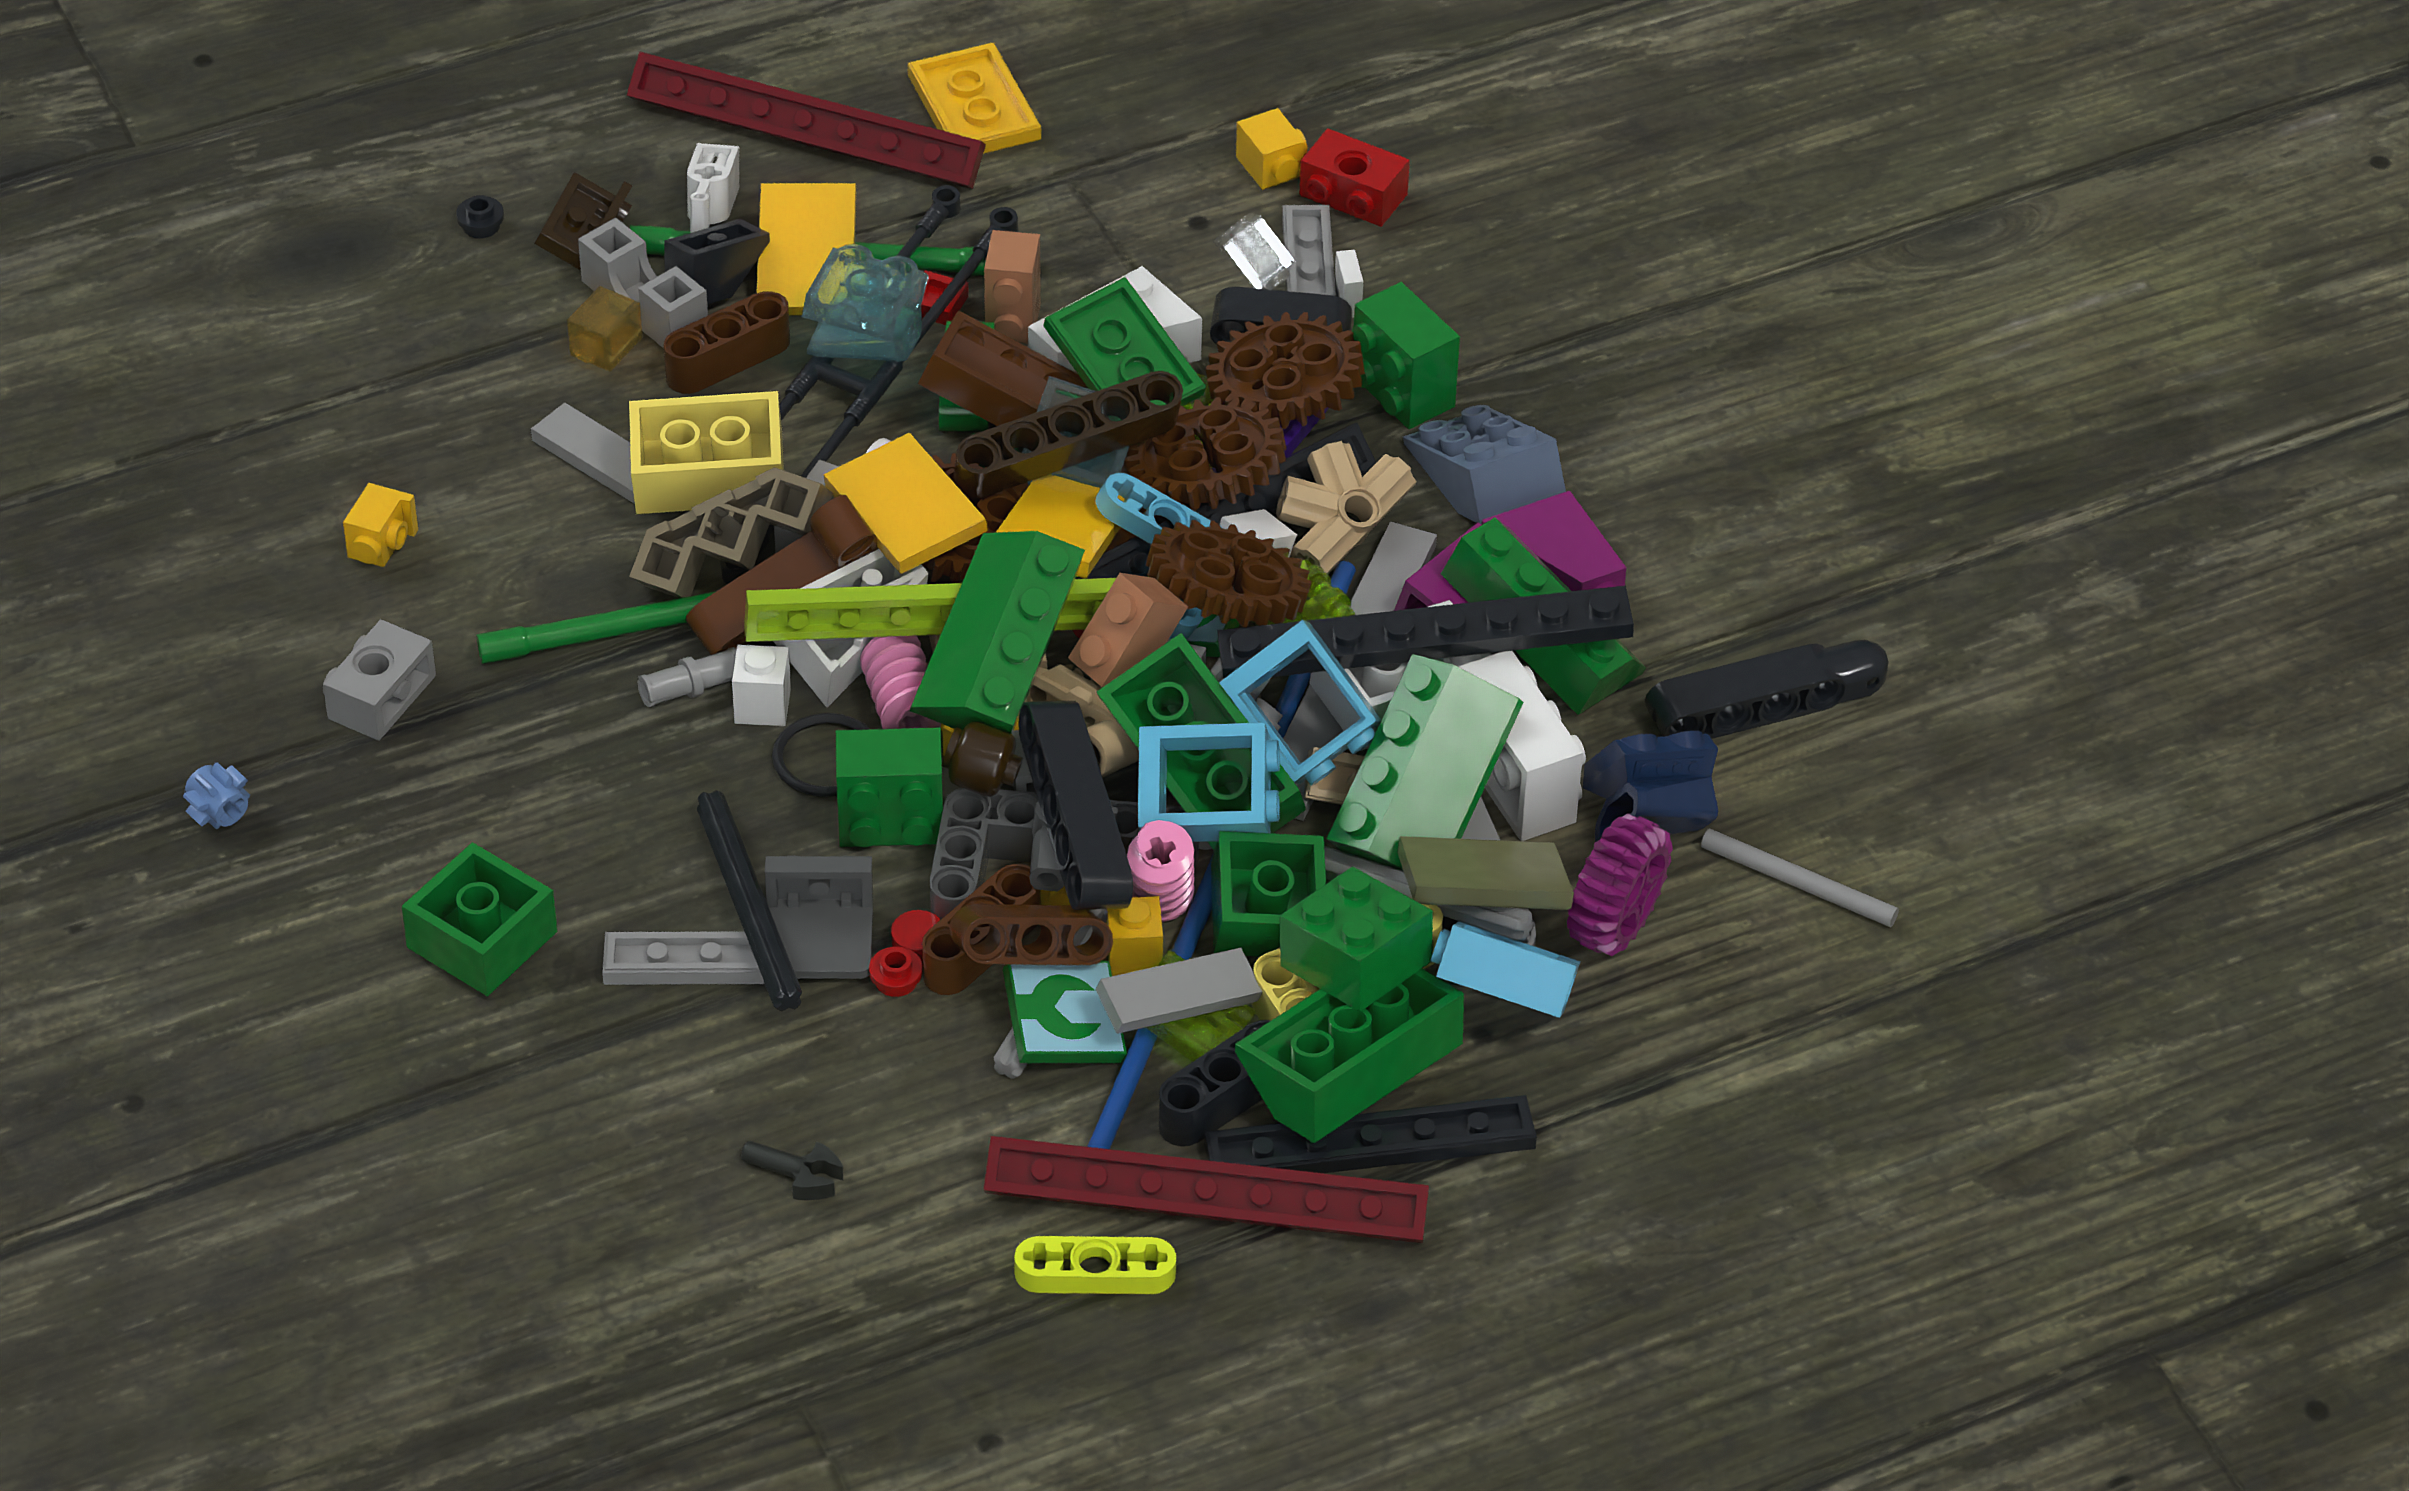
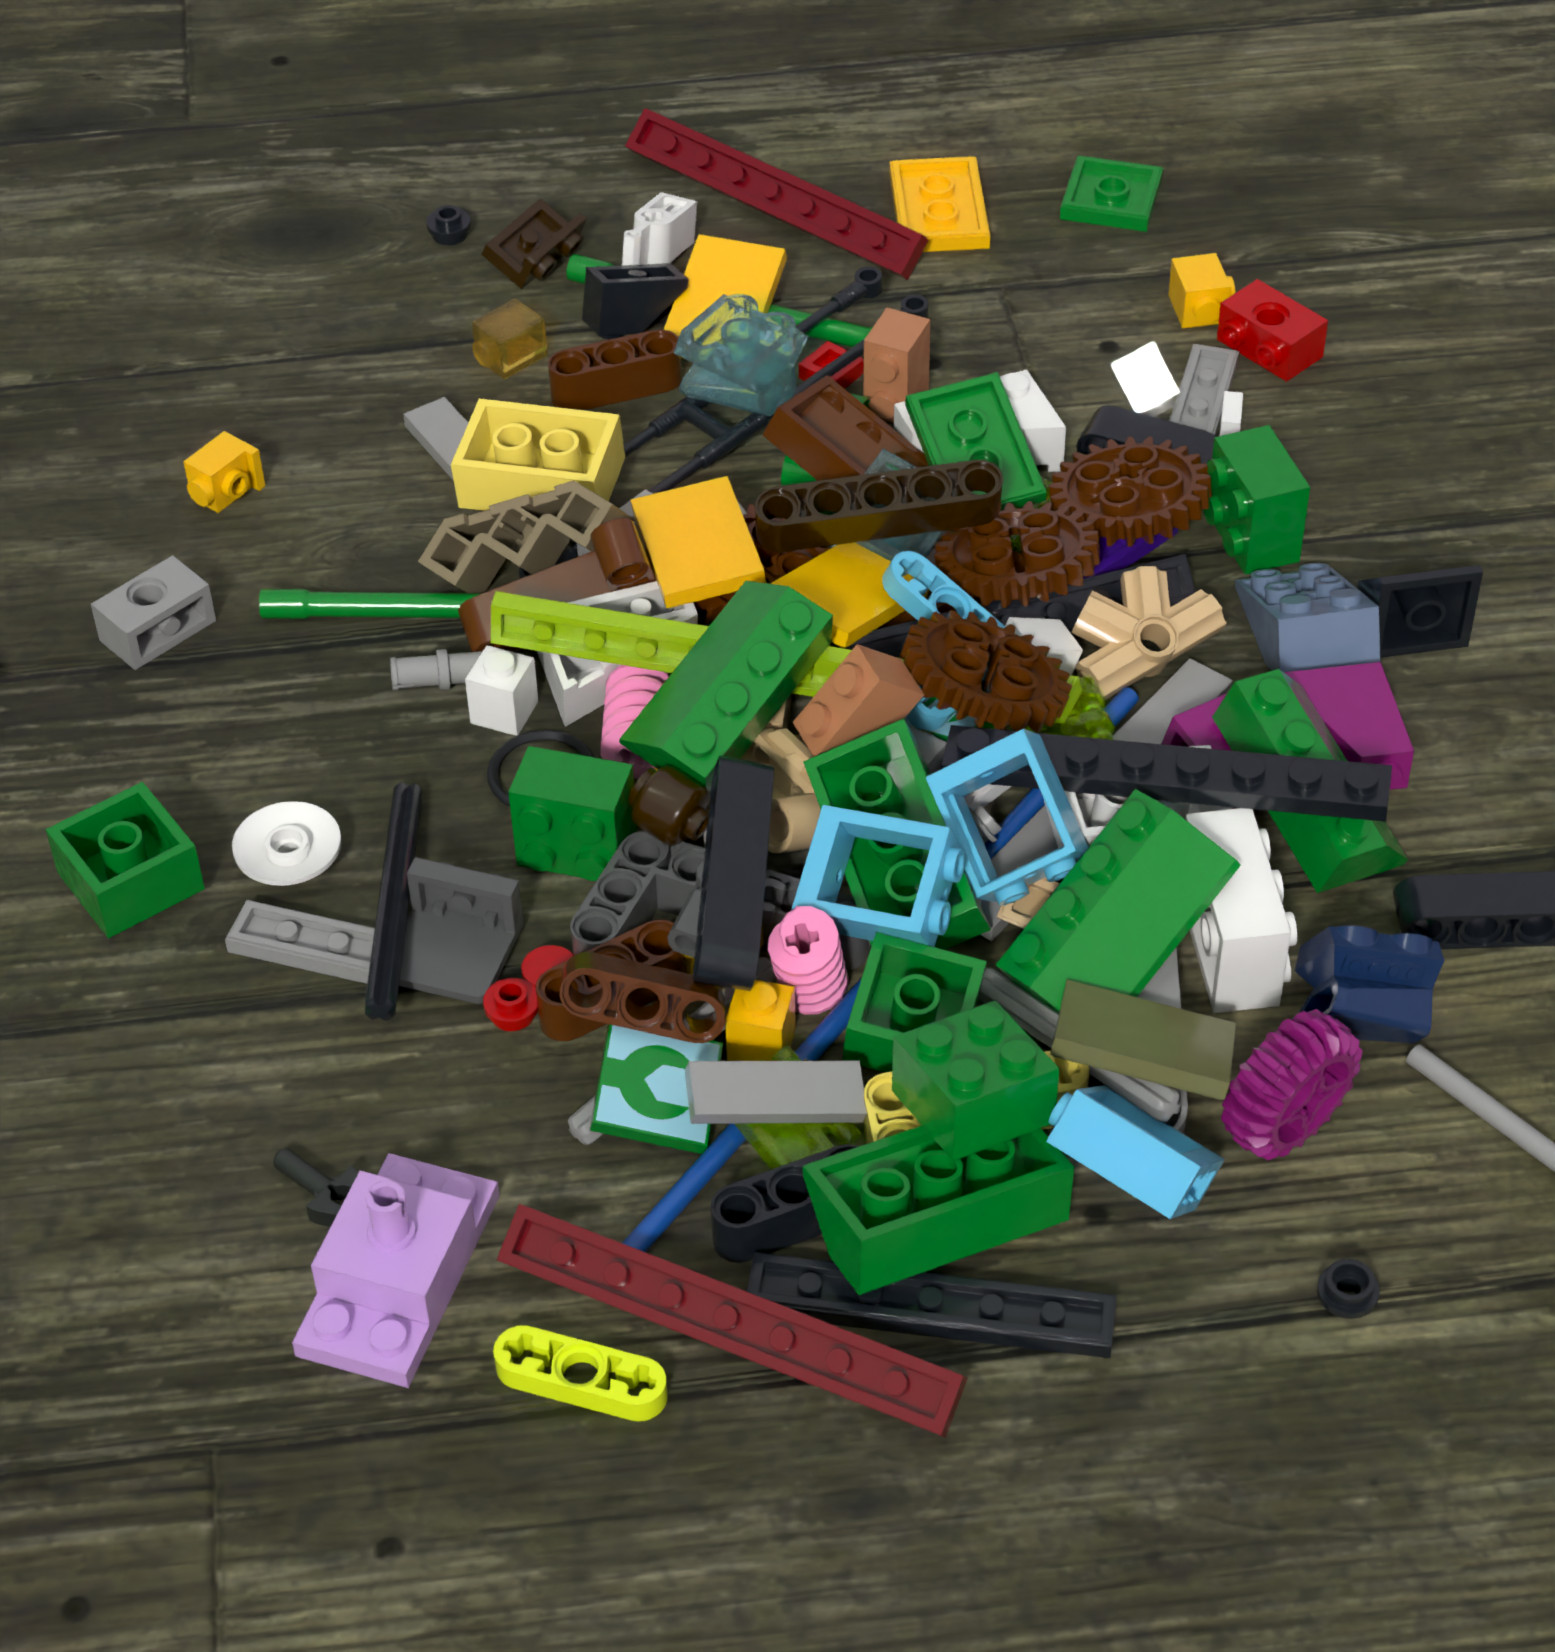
camera: 20 degrees right, 0 degrees up
(619, 262) = (544, 286): light grey arch -> none
(621, 871) = (286, 843): none -> white dish
(894, 1219) = (392, 1267): none -> lavender brick
(1142, 57) = (1111, 193): none -> green tile
(1593, 429) = (1425, 609): none -> black slope
(1716, 1045) = (1351, 1276): none -> black plate

